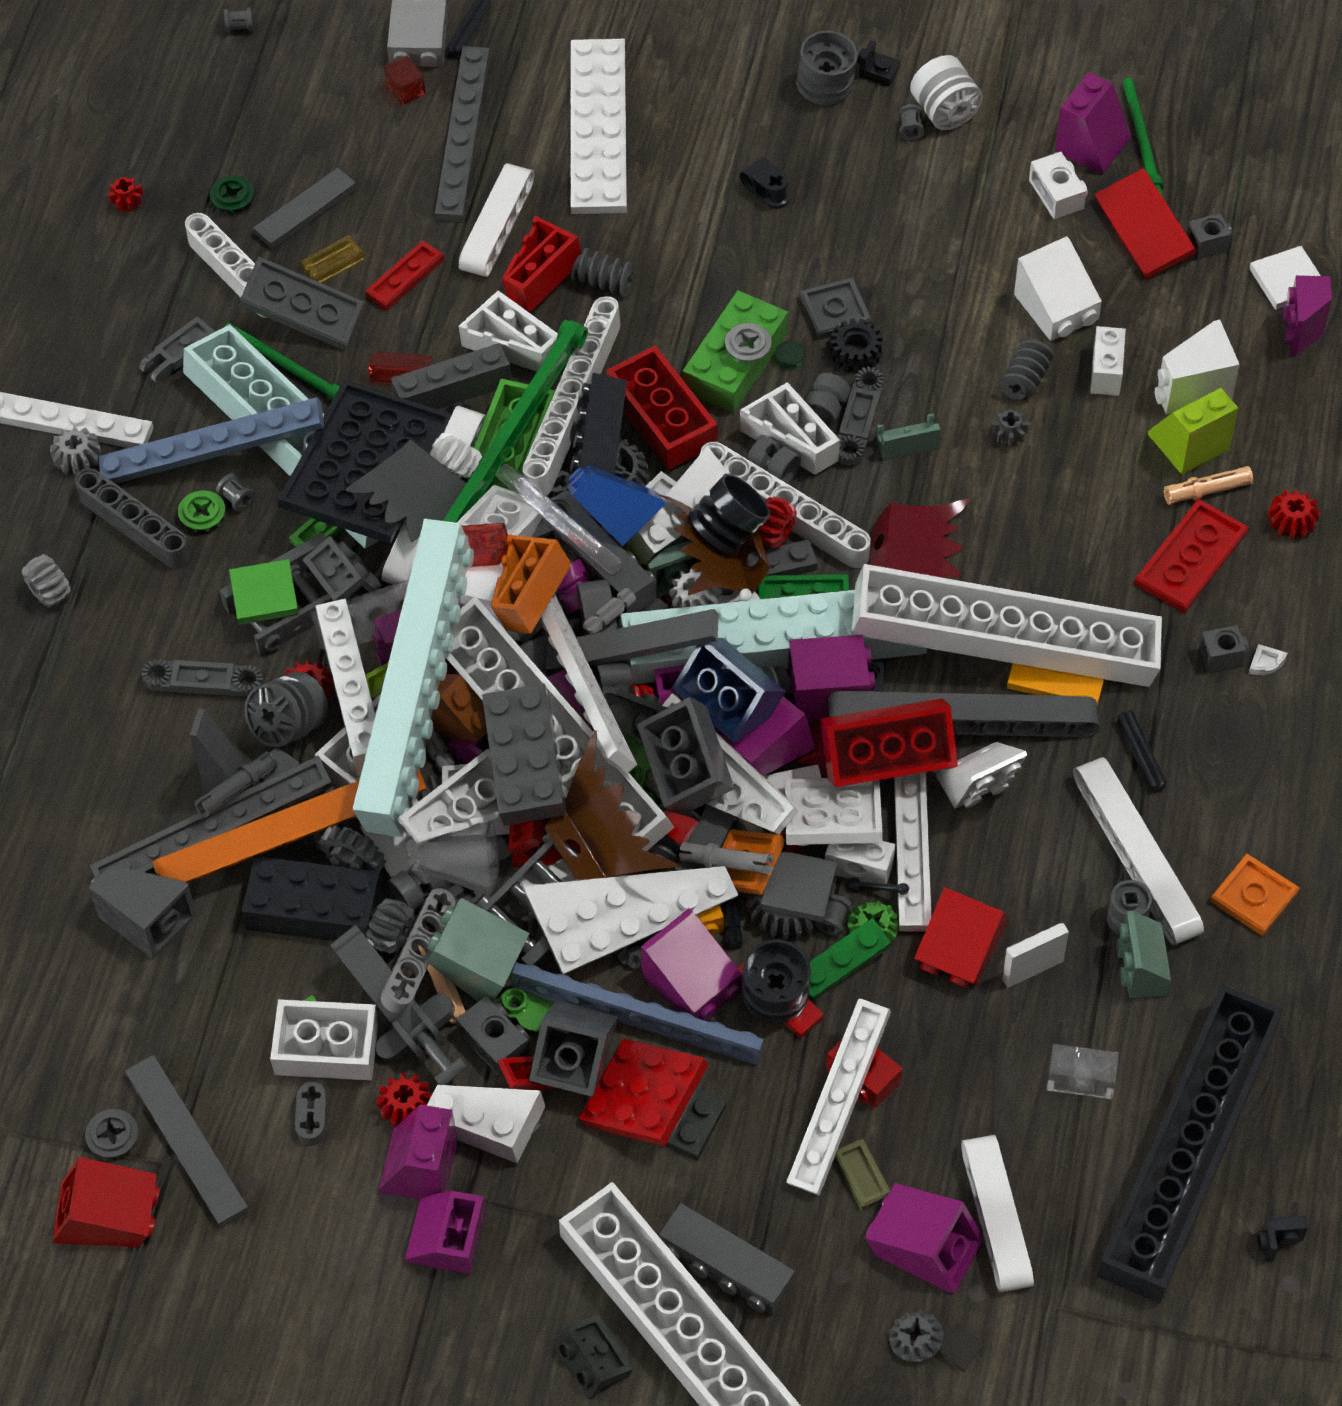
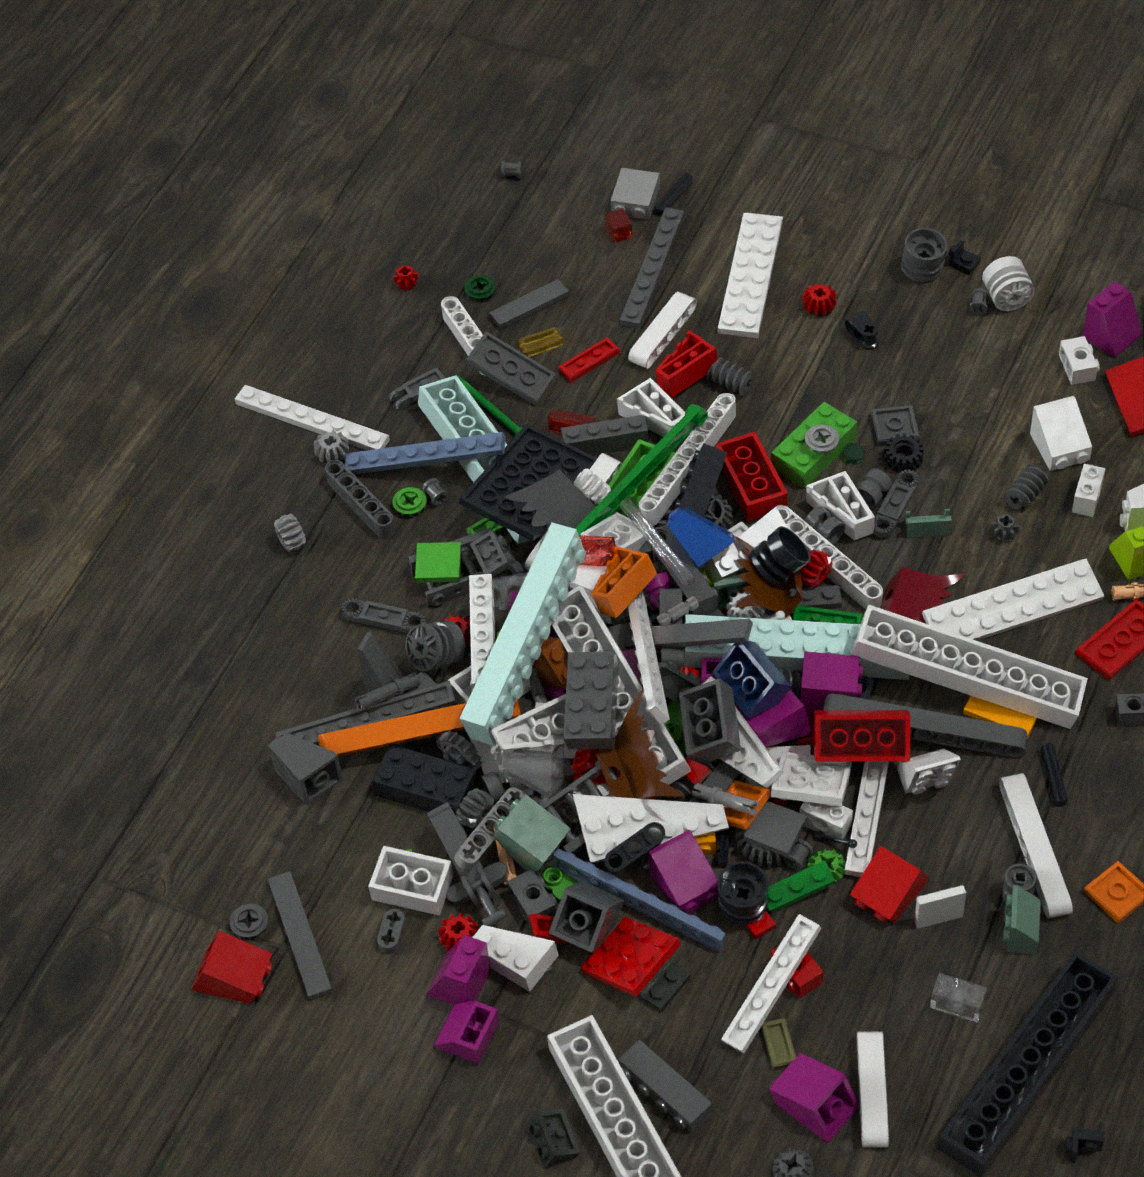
camera: 15 degrees right, 5 degrees down
(635, 937) = (642, 838): none -> black beam
(699, 148) = (819, 299): none -> red gear
(1047, 527) = (1018, 602): none -> white plate

